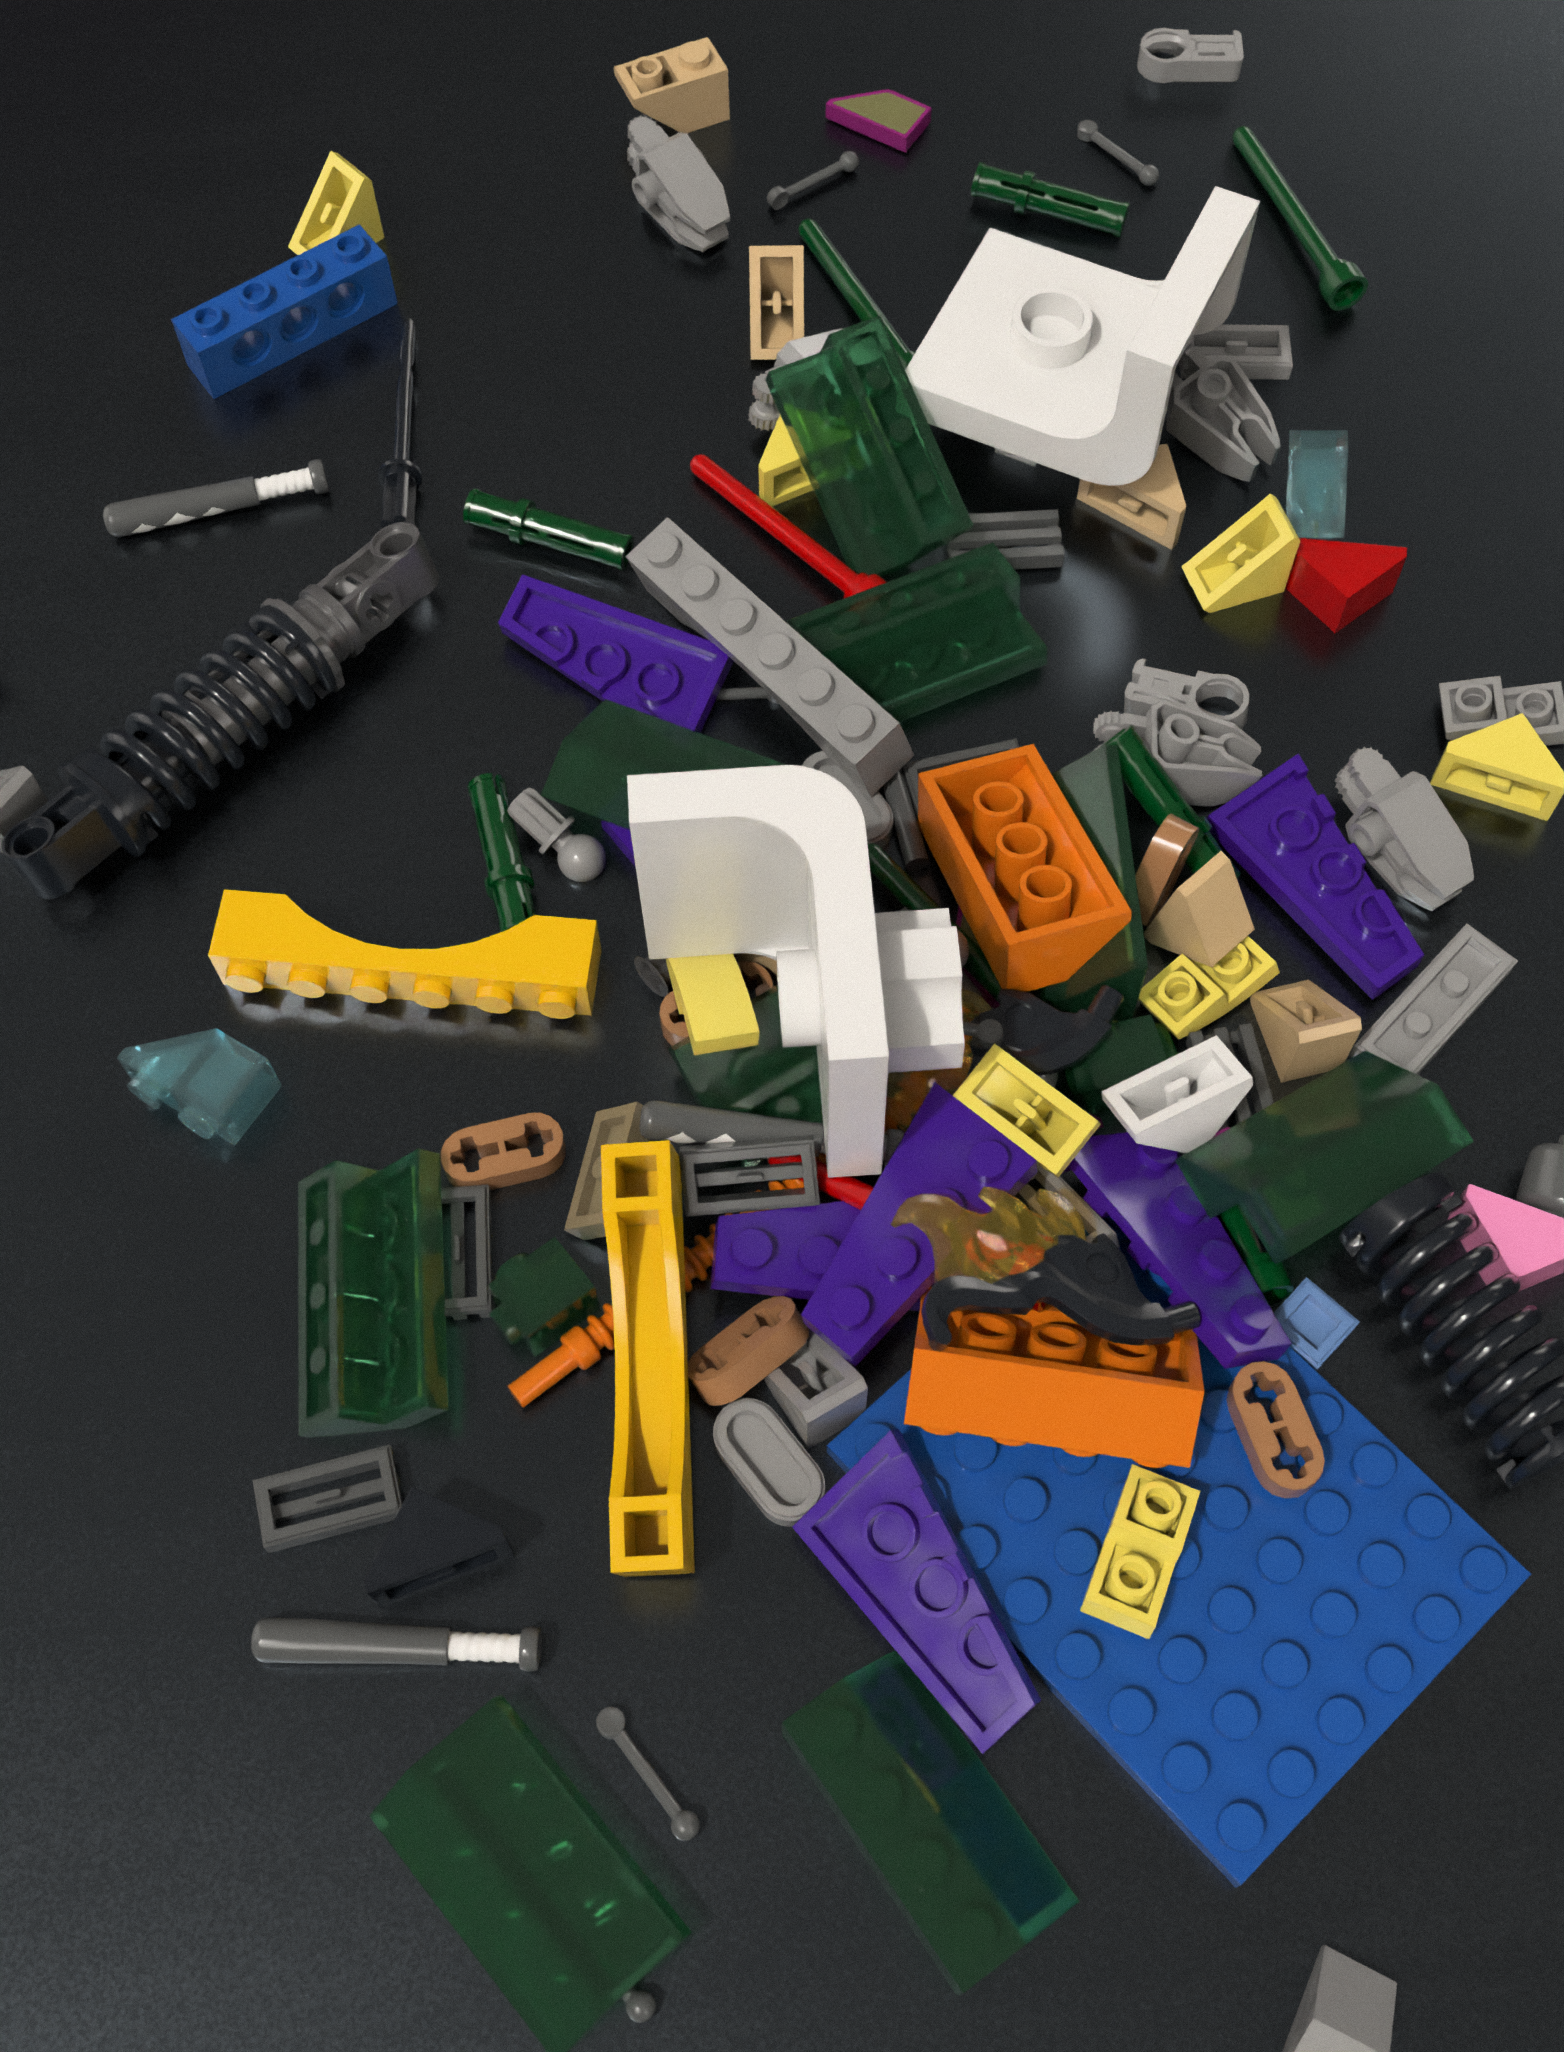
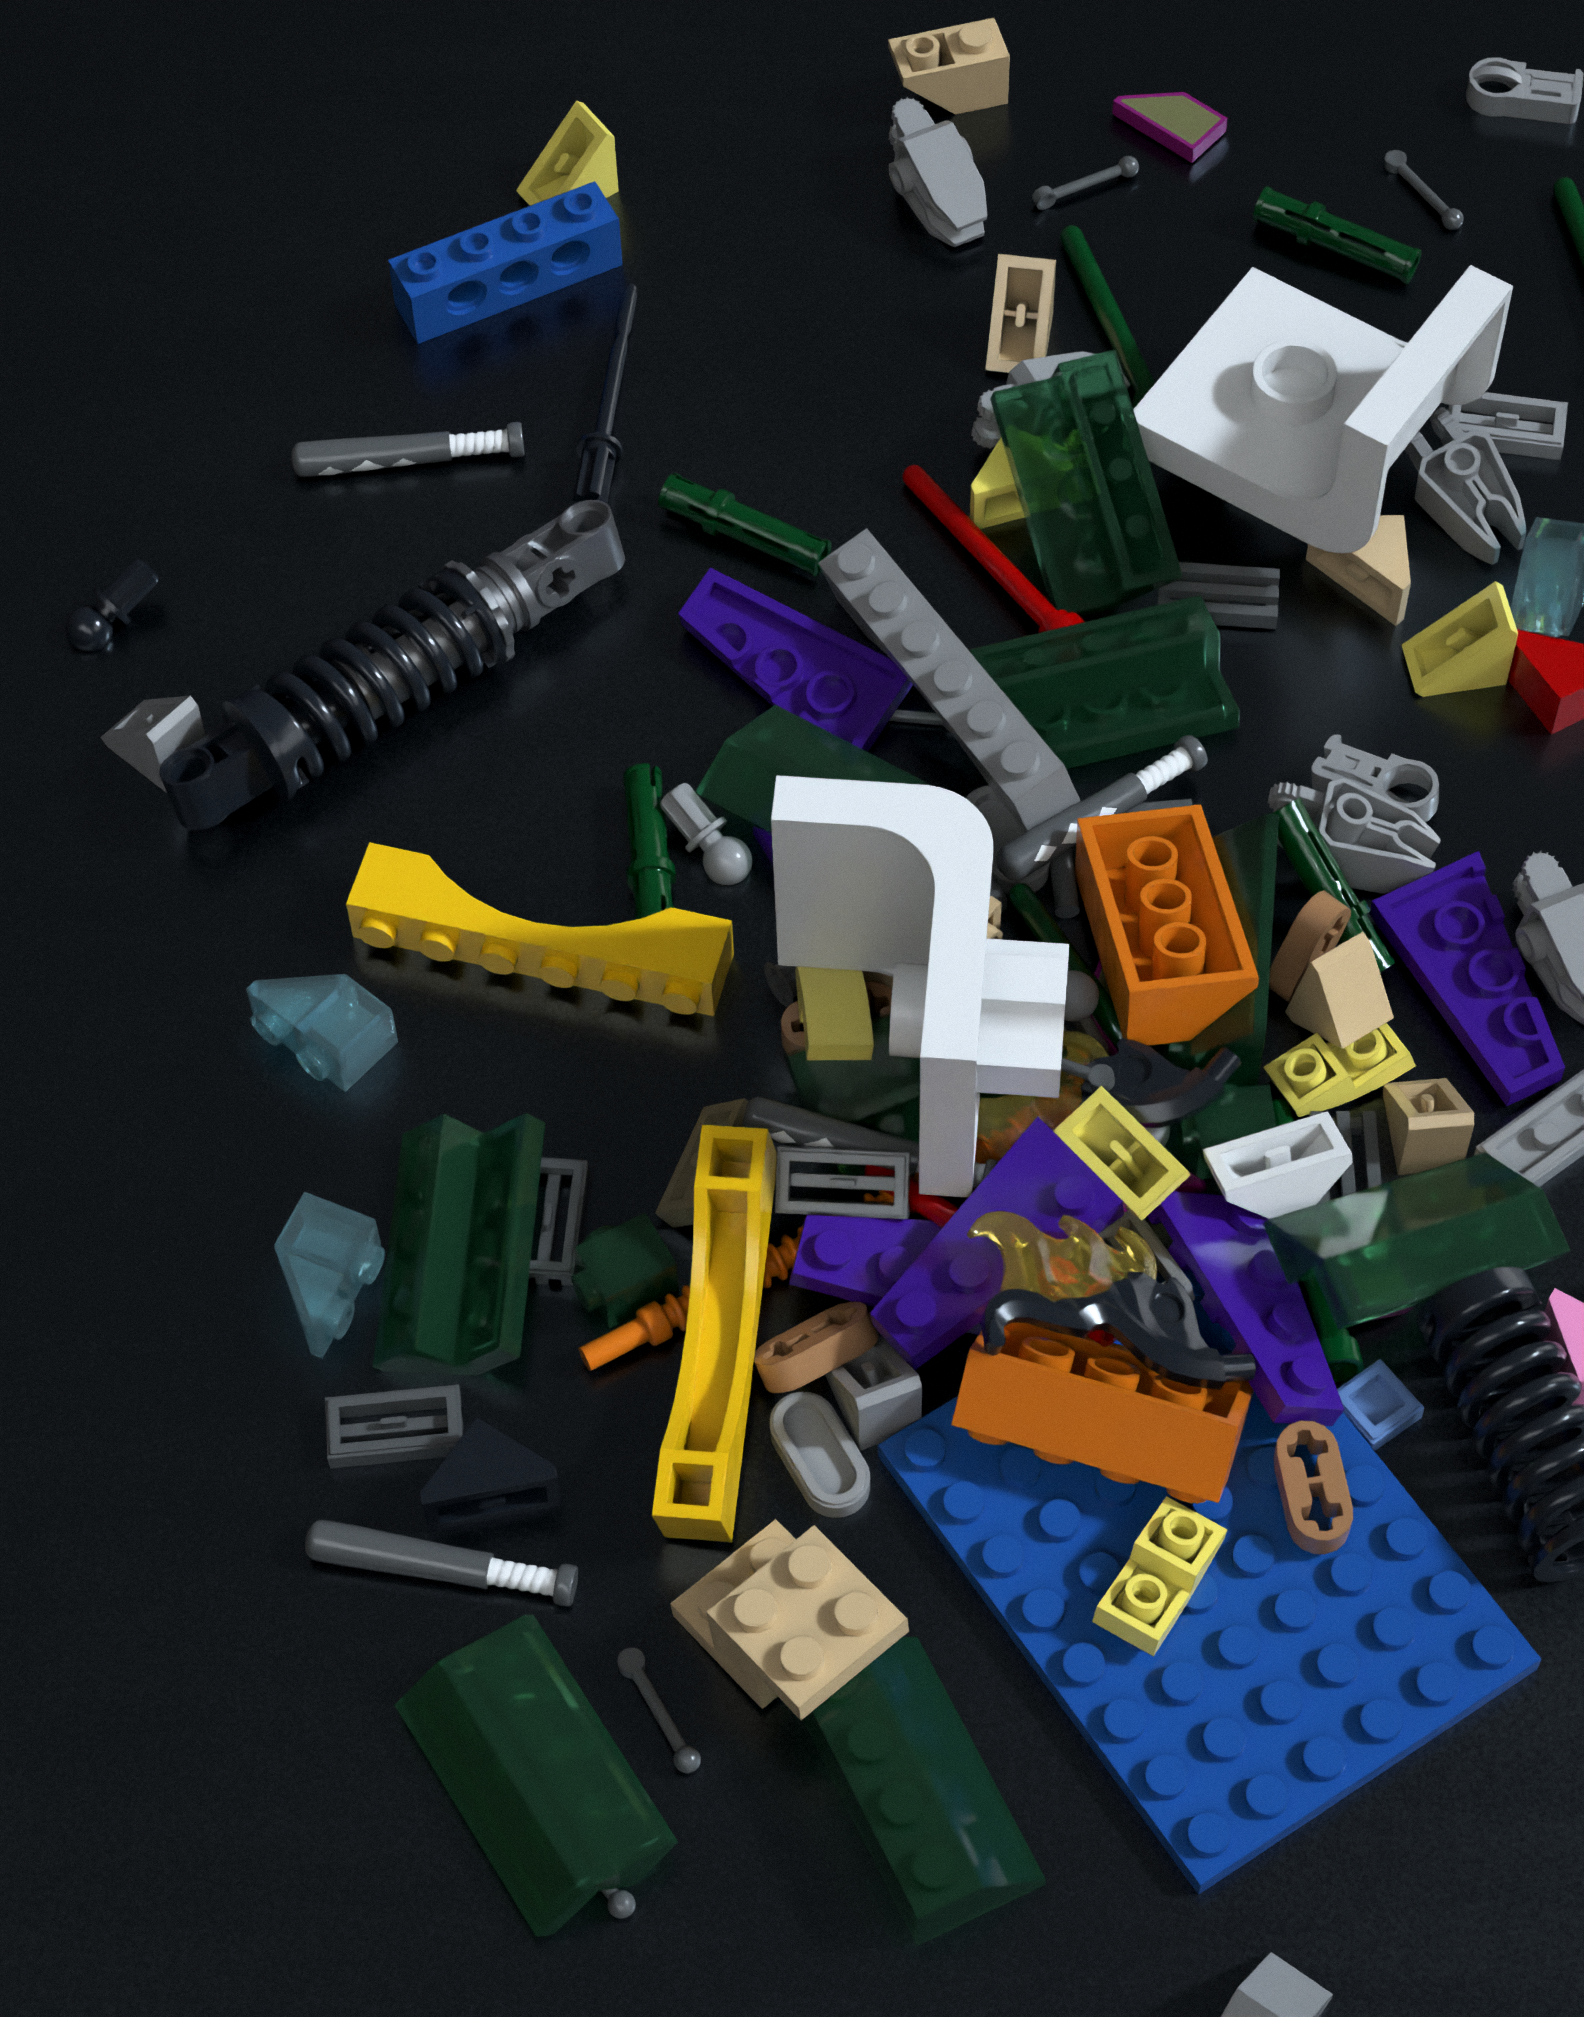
camera: 10 degrees right, 5 degrees down
(232, 1338) = (324, 1263): none -> clear light blue slope
(504, 1151) = (608, 1132): medium nougat beam -> none
(772, 1661) = (789, 1618): none -> tan bracket
(901, 787) = (1059, 833): none -> dark grey piece
(913, 1582) = (936, 1569): dark purple wing -> none

